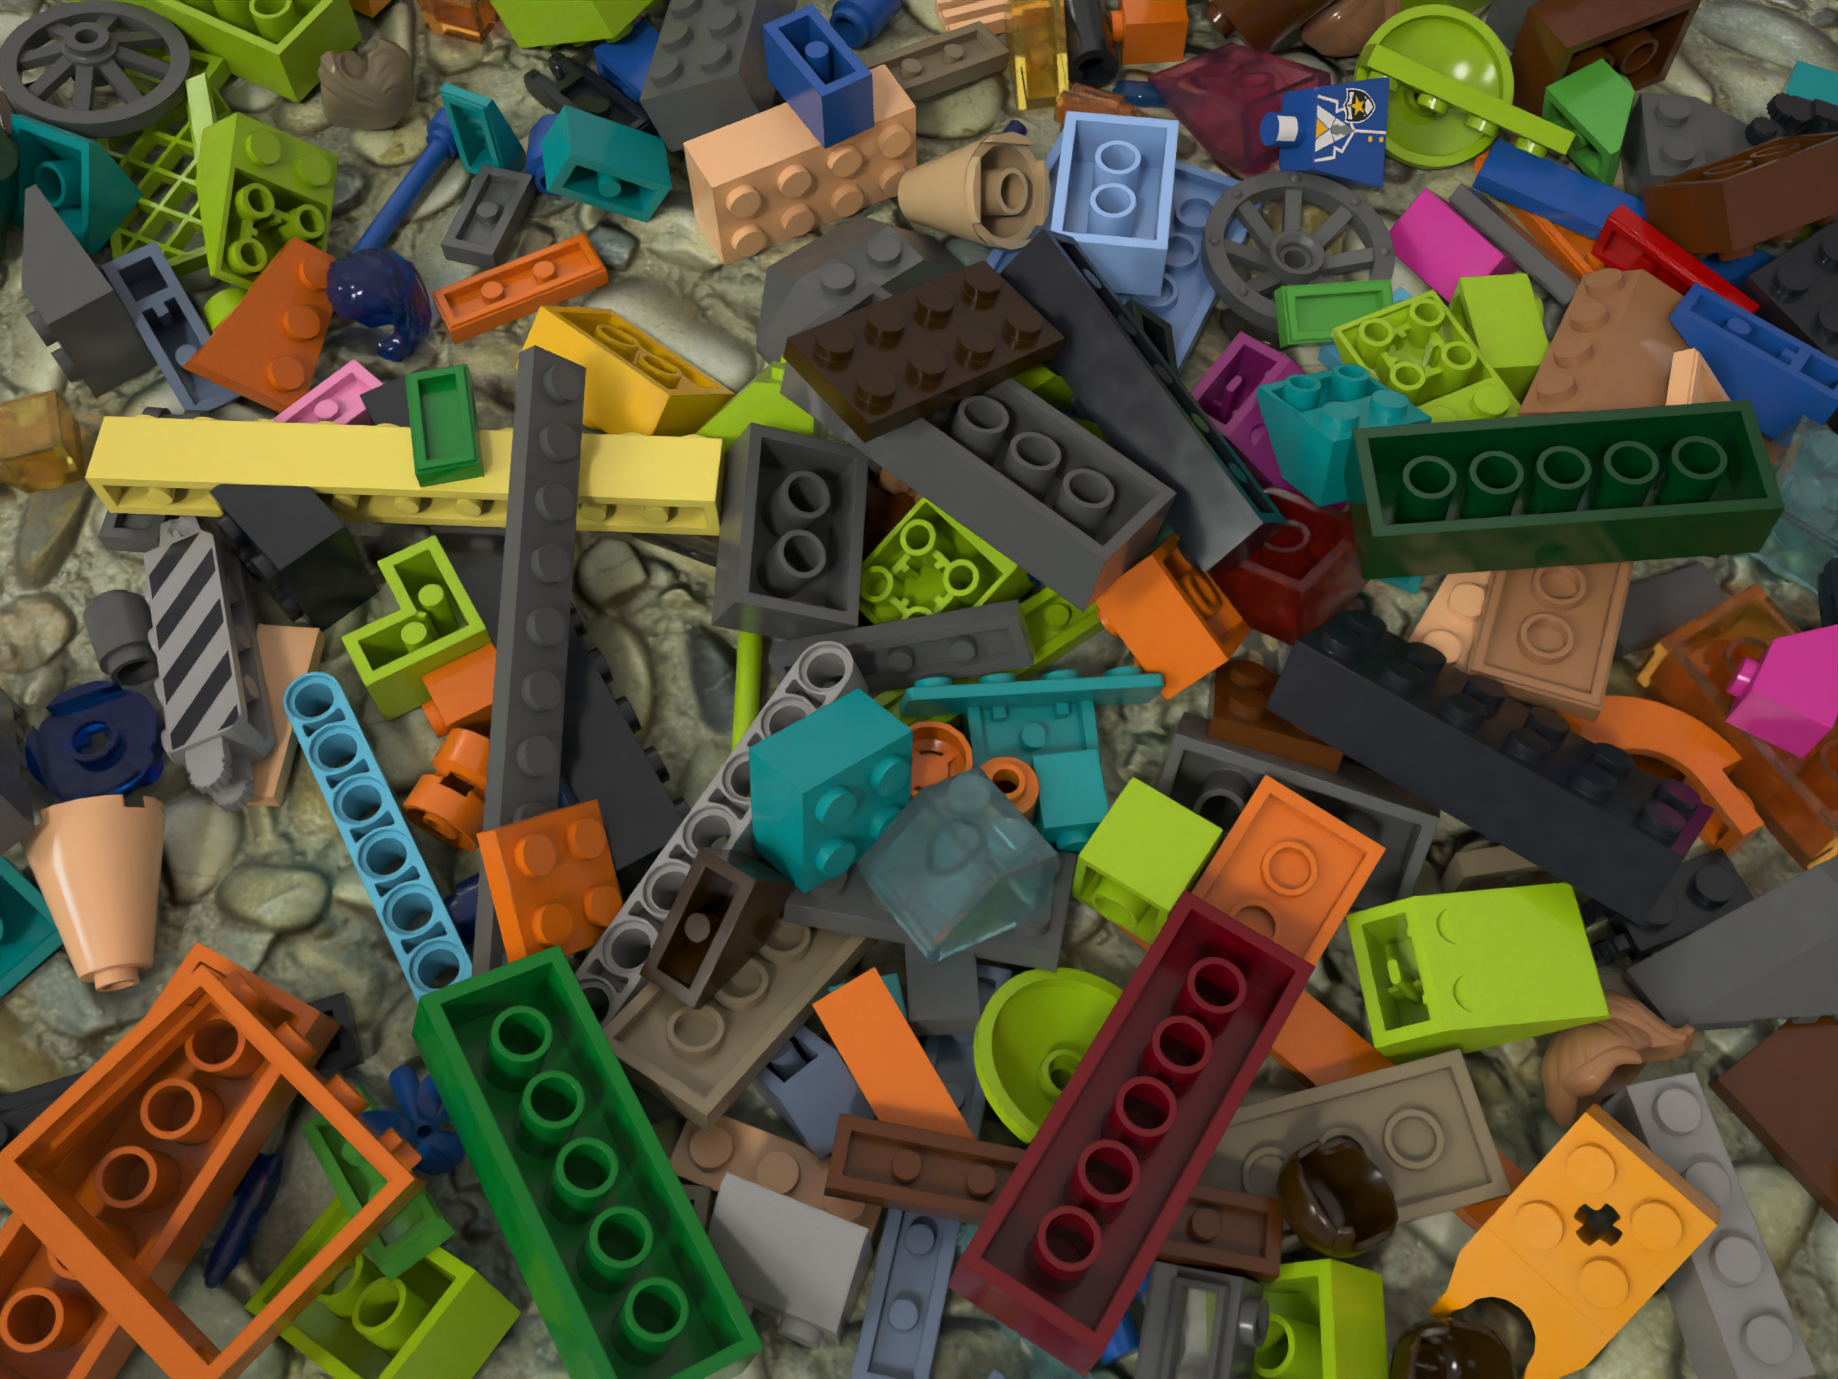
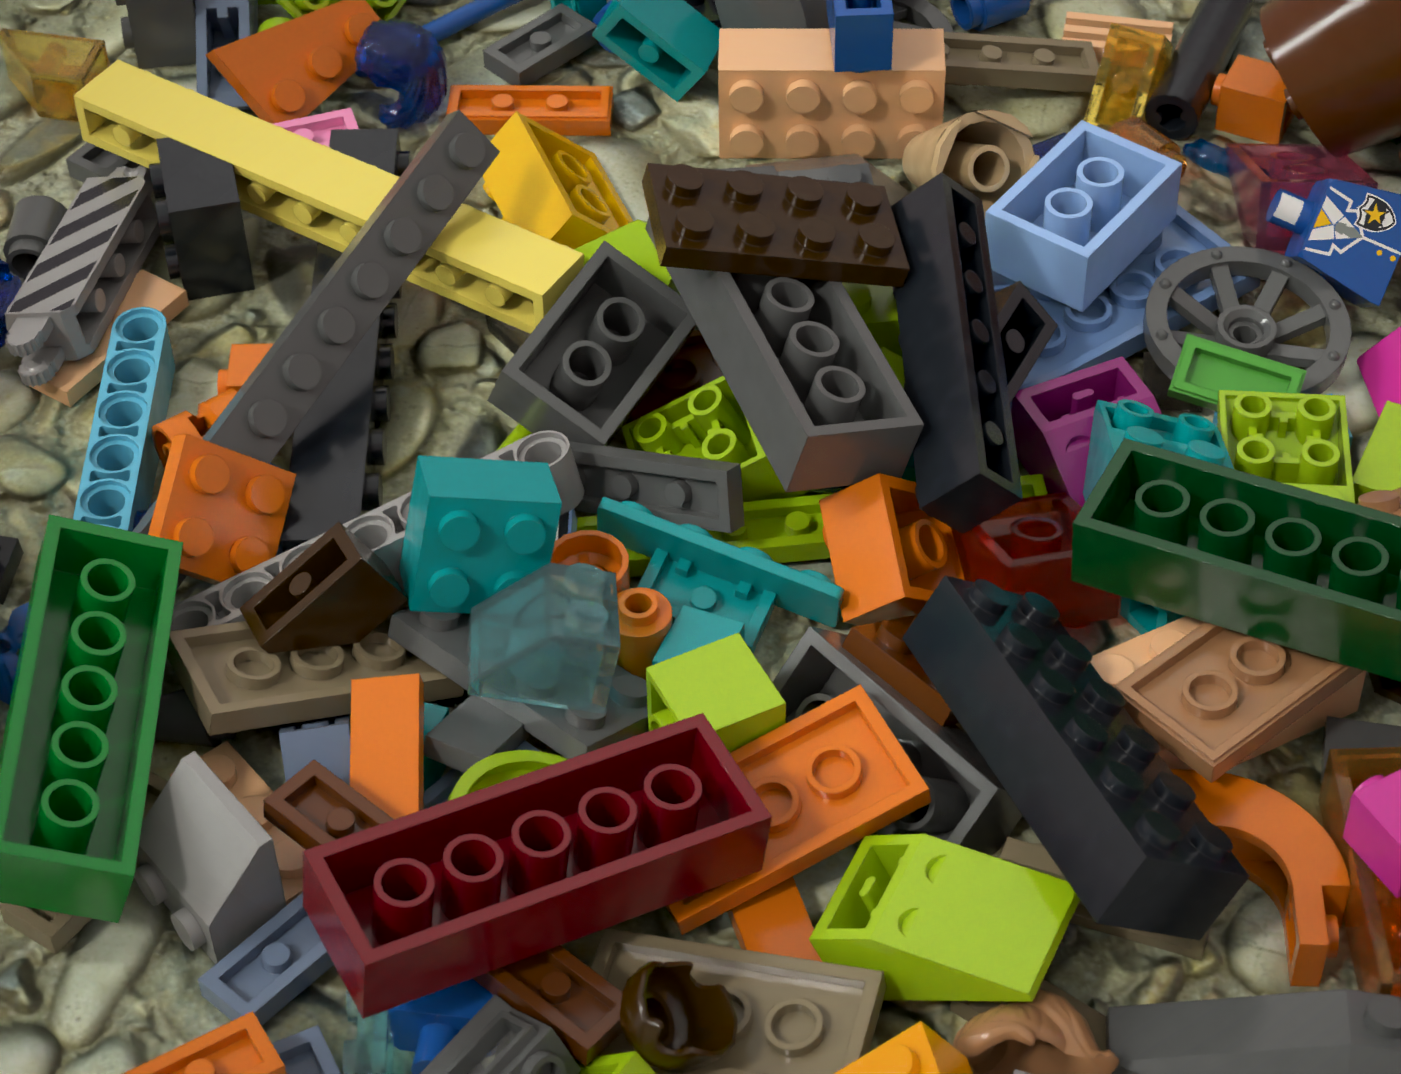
camera: 30 degrees right, 15 degrees down
(427, 632) = (245, 314): lime brick -> none
(444, 425) = (365, 158): green tile -> none
(1694, 897) = (1173, 976): black hinge -> none

